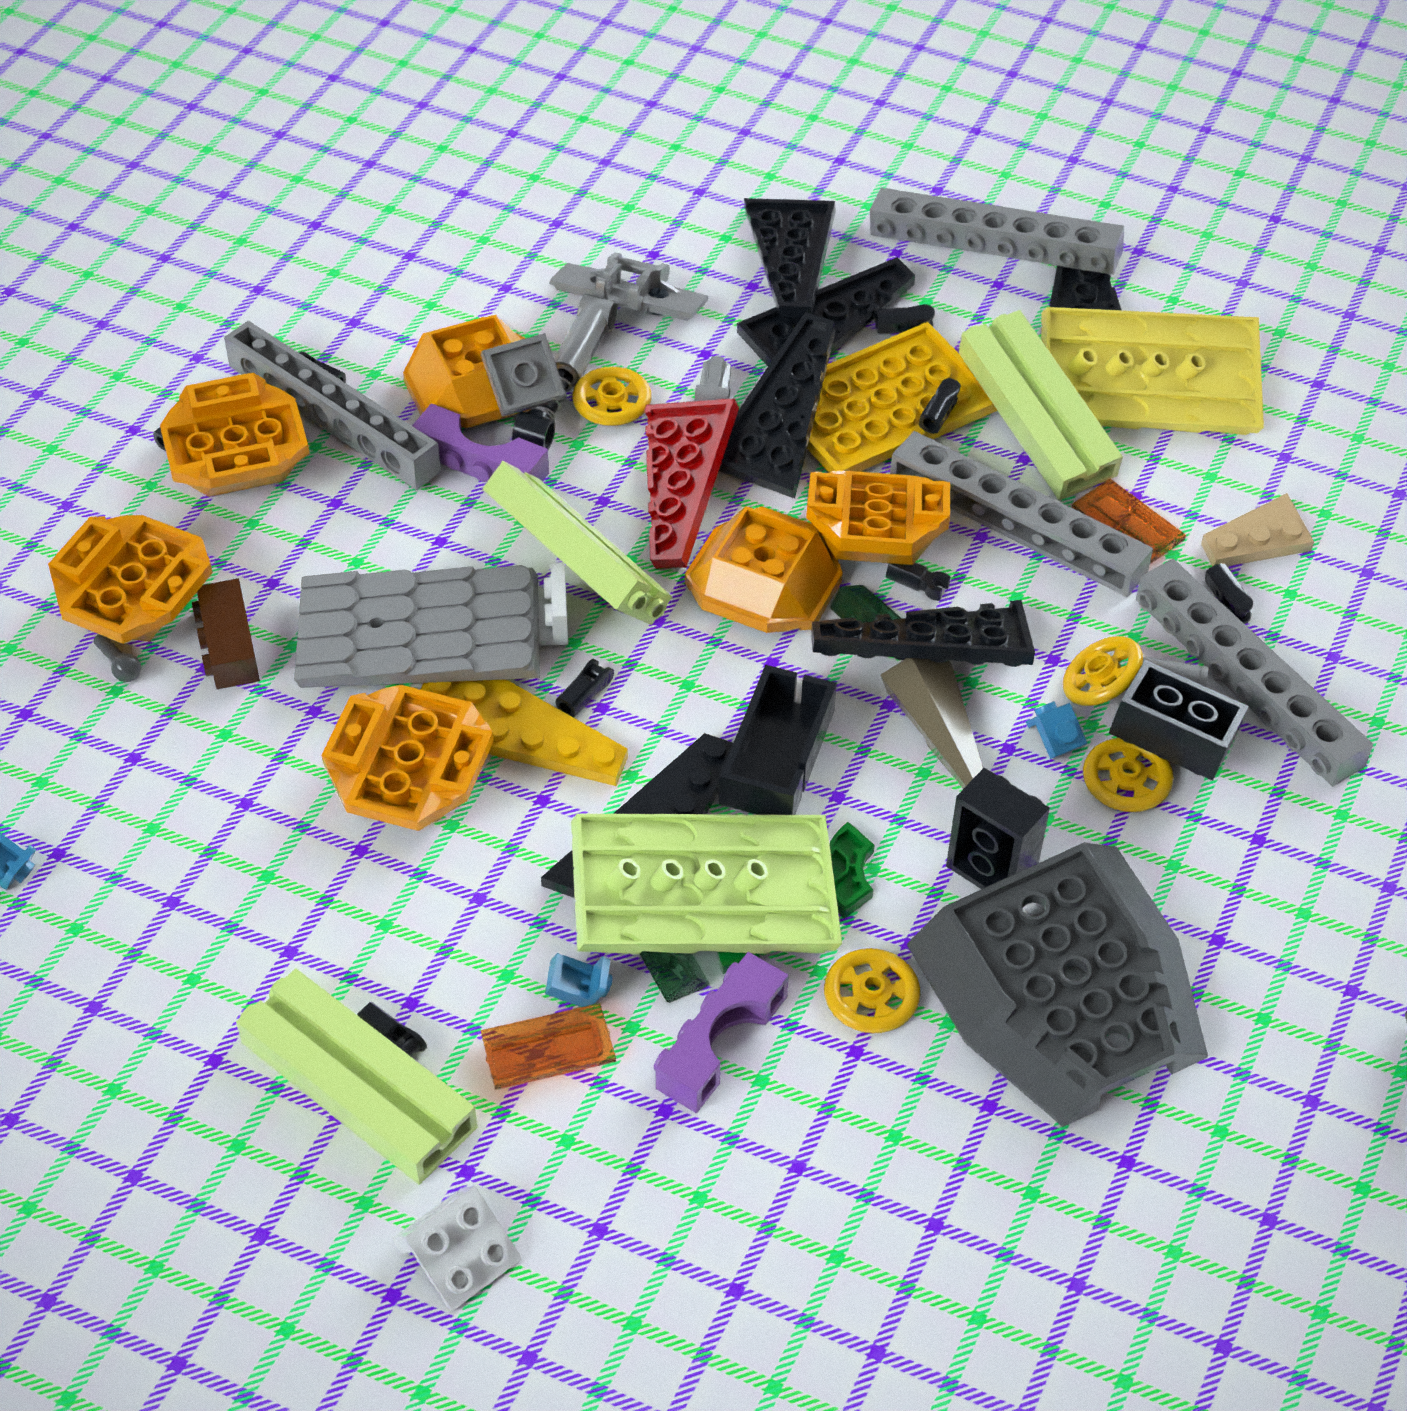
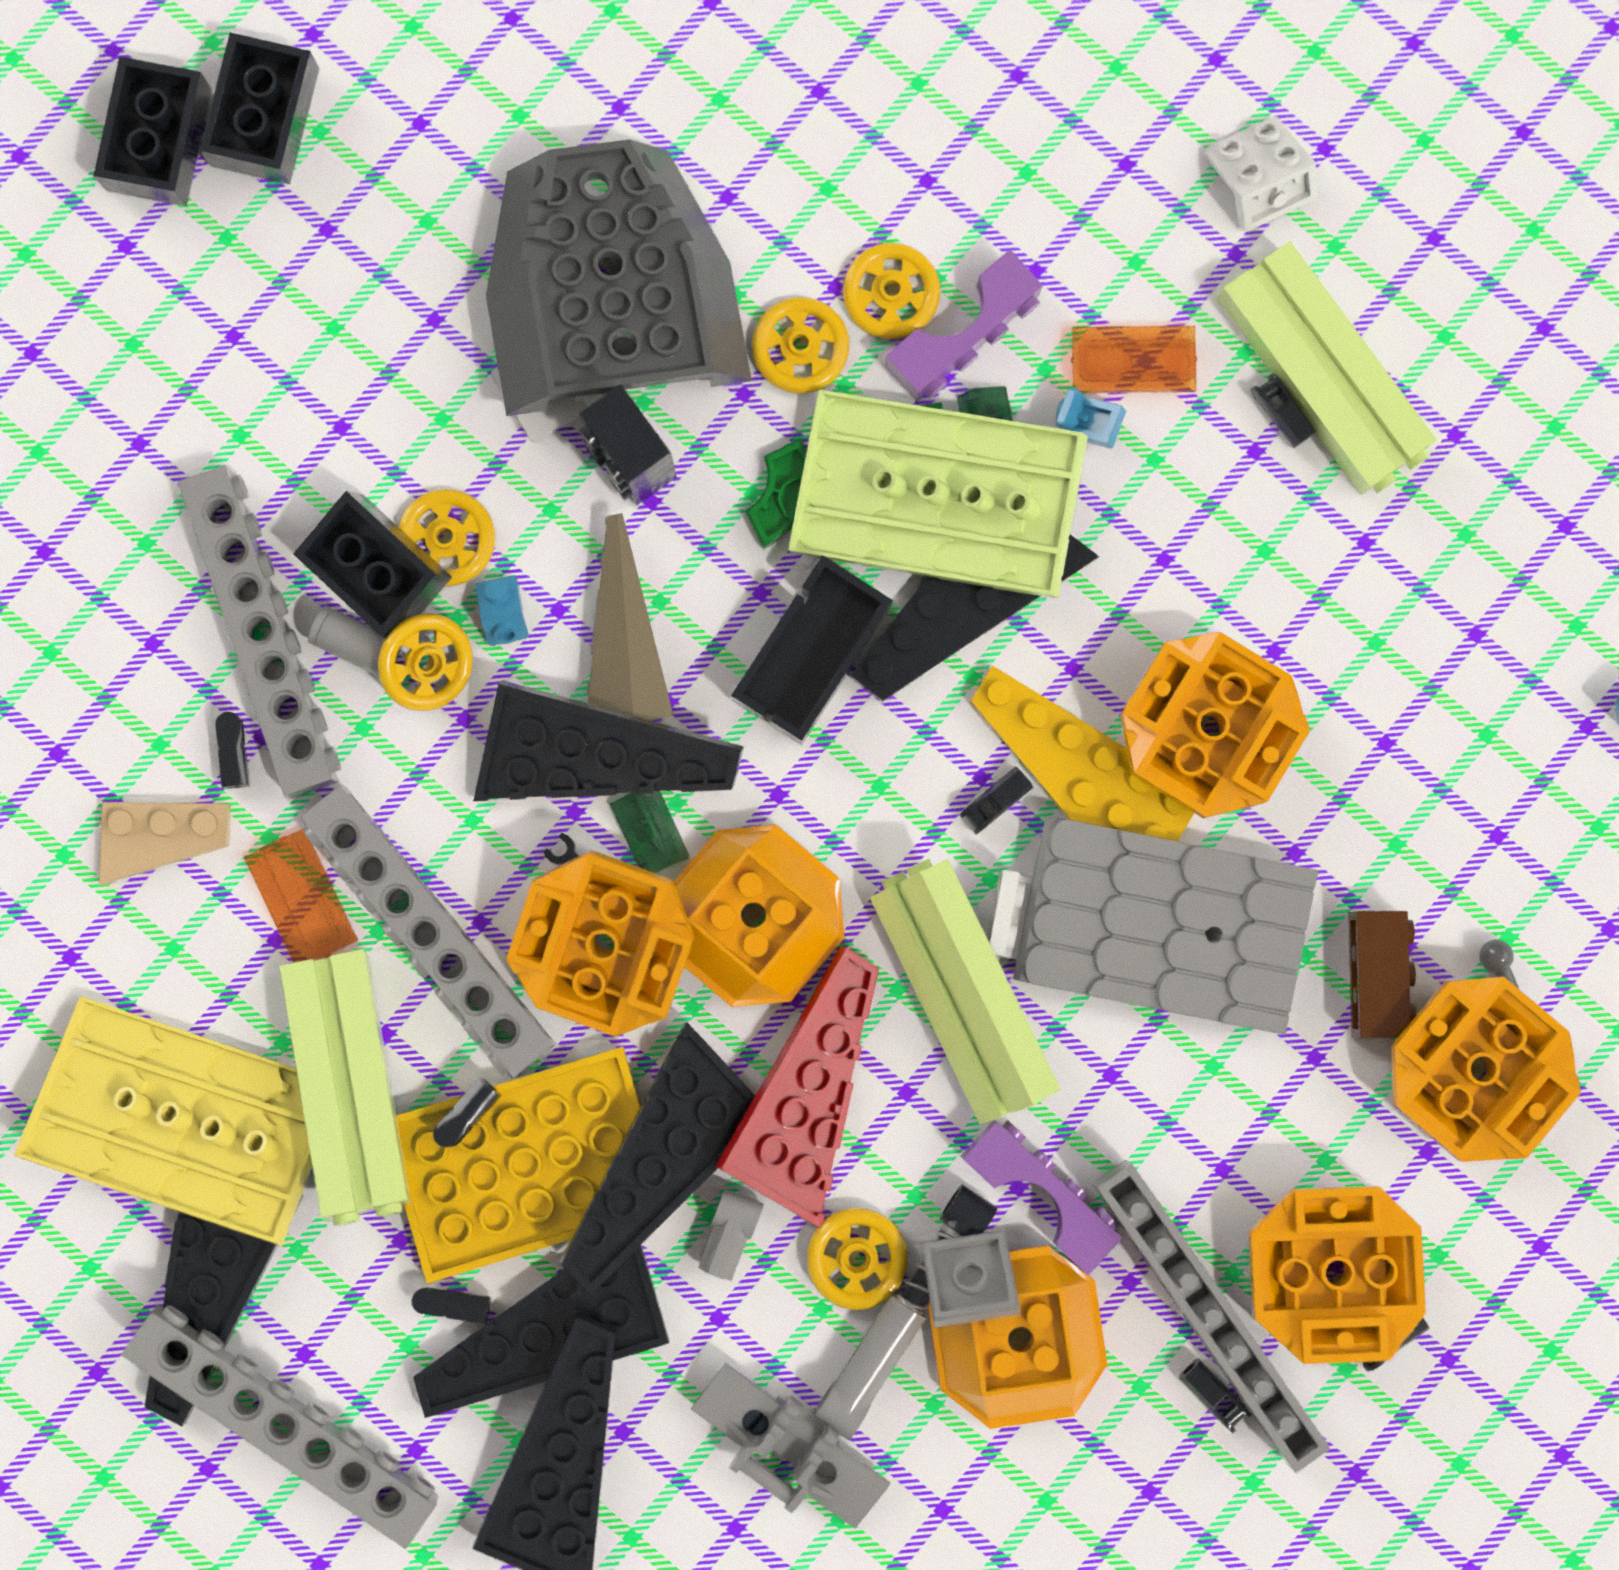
camera: 170 degrees left, 35 degrees up
(788, 1083) = (858, 299): none -> yellow plate

